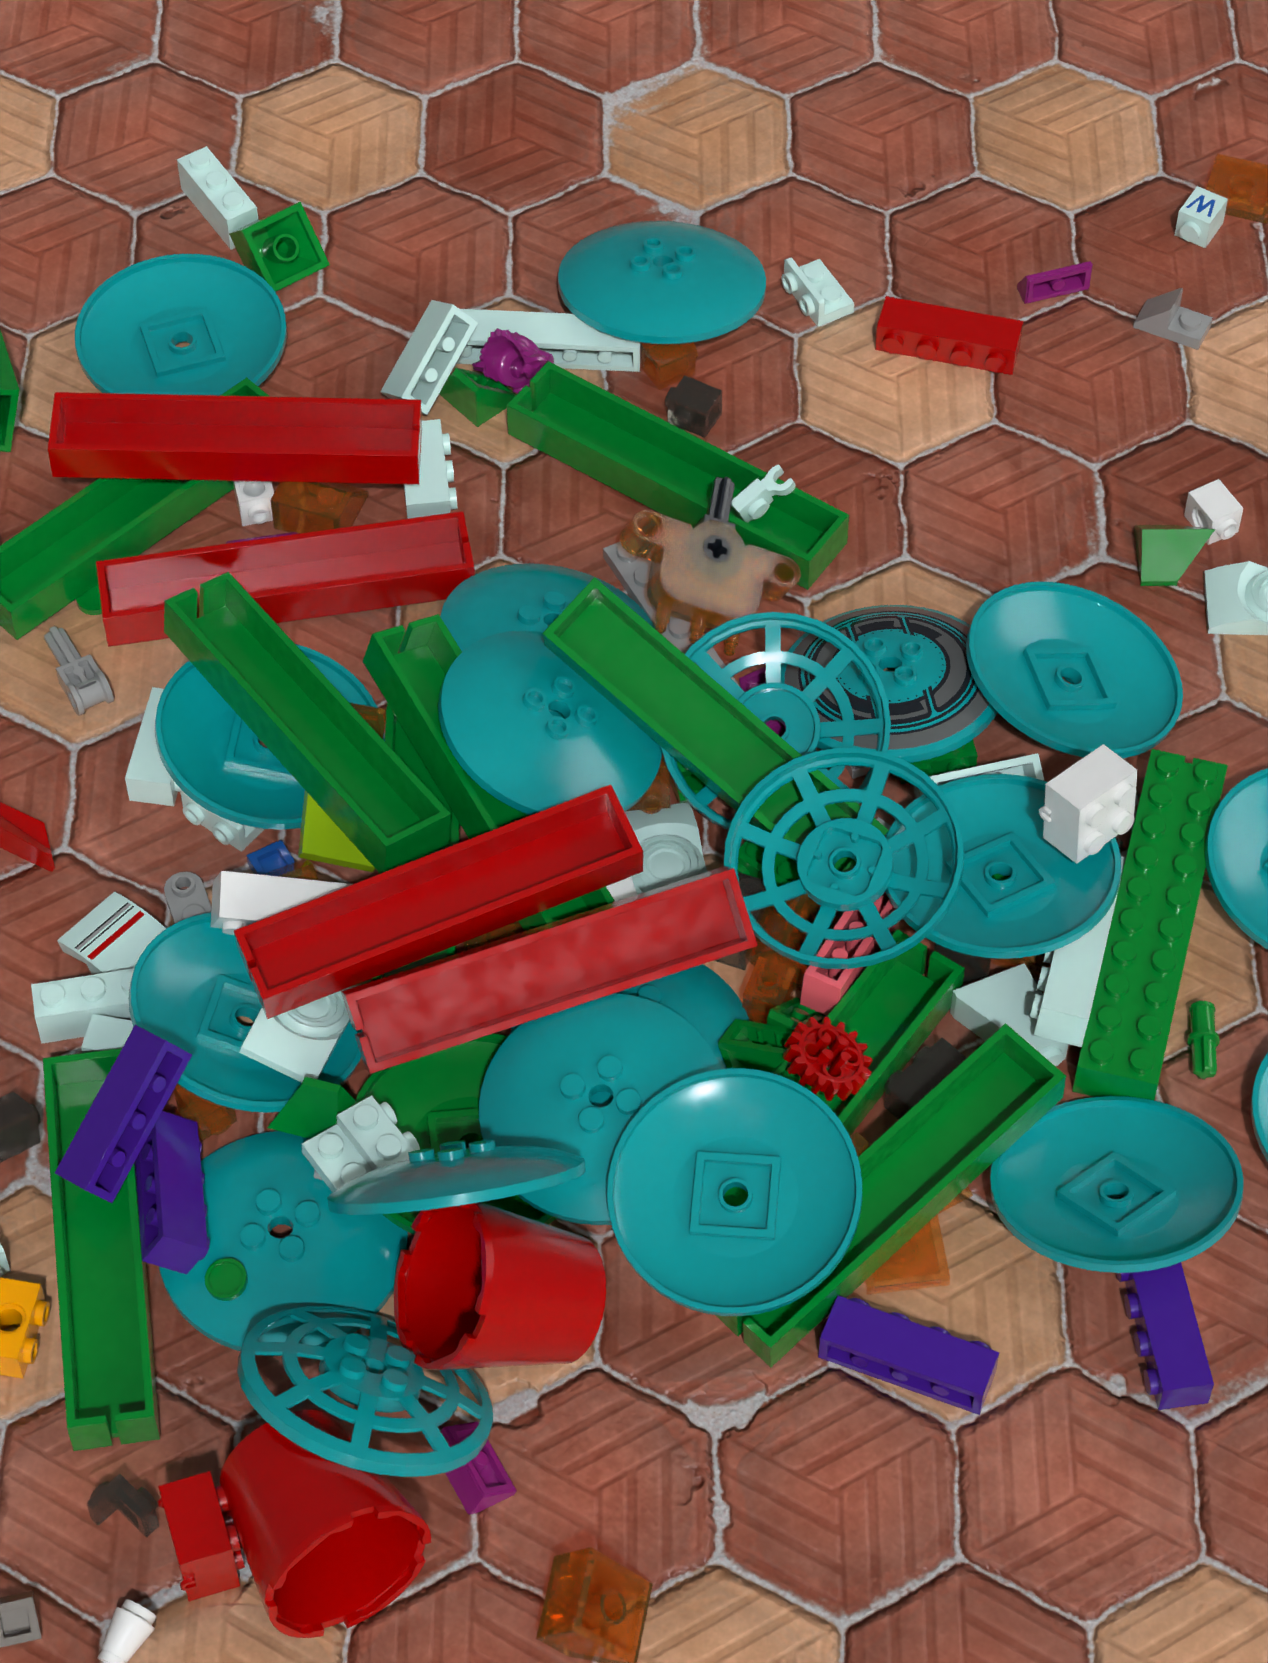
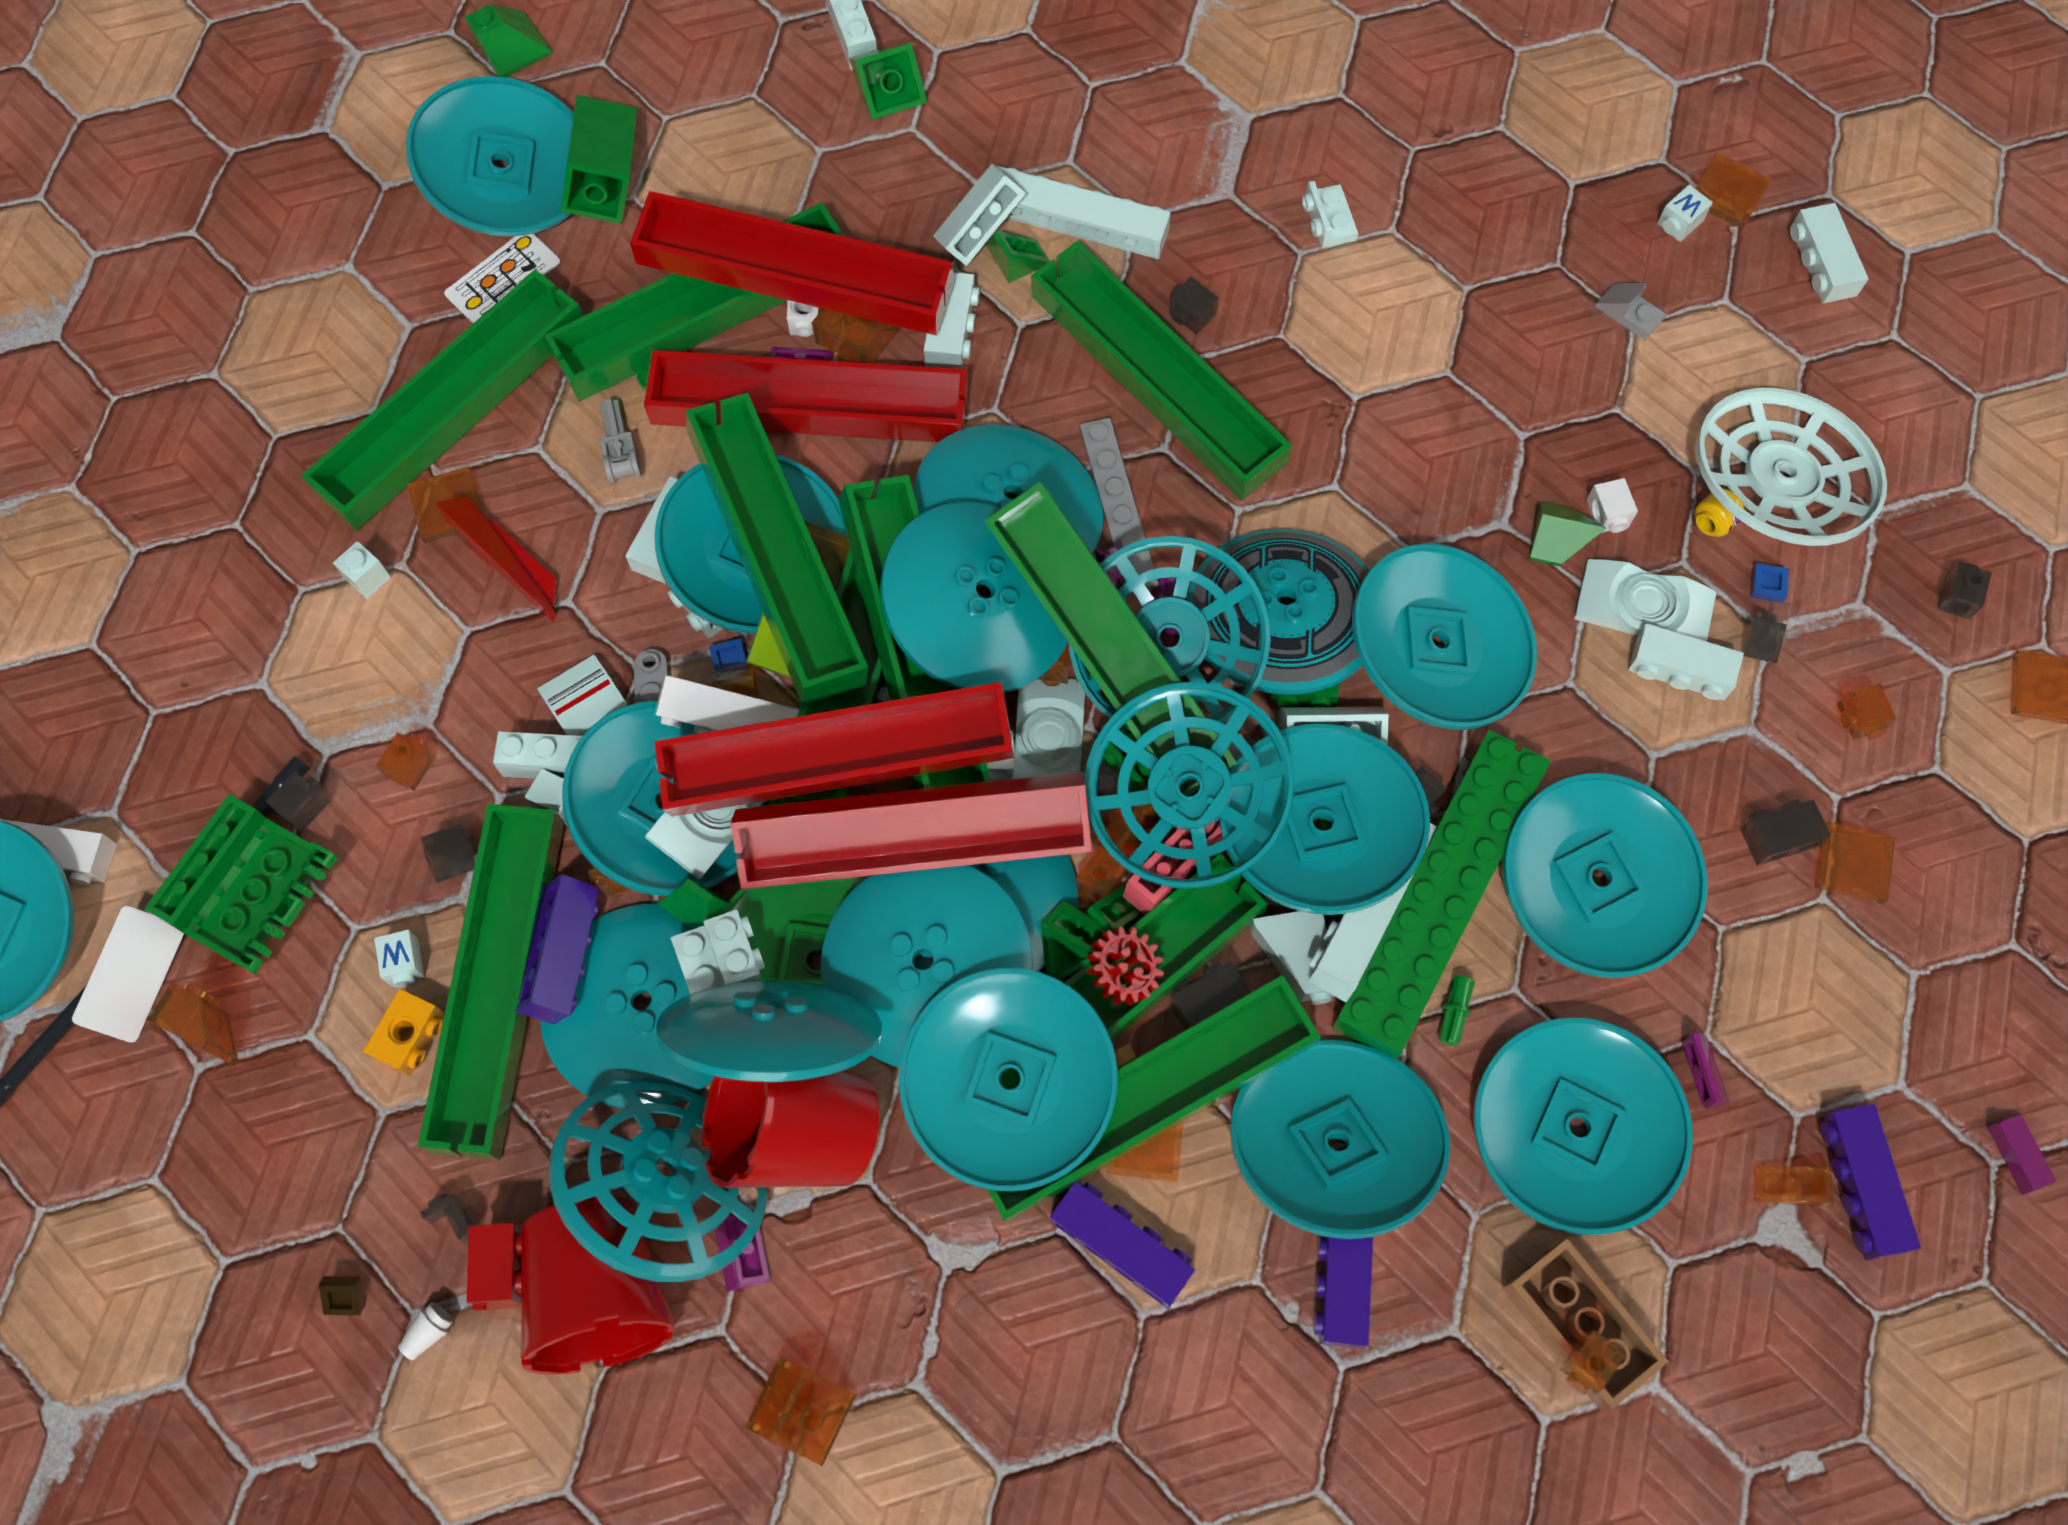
camera: 15 degrees right, 15 degrees up
(123, 1114) = (531, 878): dark purple brick -> none
(211, 302) = (775, 113): teal dish -> none
(226, 1279) = (585, 1036): green piece -> none
(511, 359) = (1049, 230): magenta hair -> none
(662, 282) = (1221, 204): teal dish -> none
(668, 362) = (1183, 248): clear orange slope -> none
(706, 570) = (1146, 486): clear orange piece -> none
(755, 499) = (1215, 412): light aqua plate -> none
(949, 335) = (1430, 283): red brick -> none
(1055, 282) = (1538, 251): magenta slope -> none
(1089, 804) = (1413, 788): white brick -> none

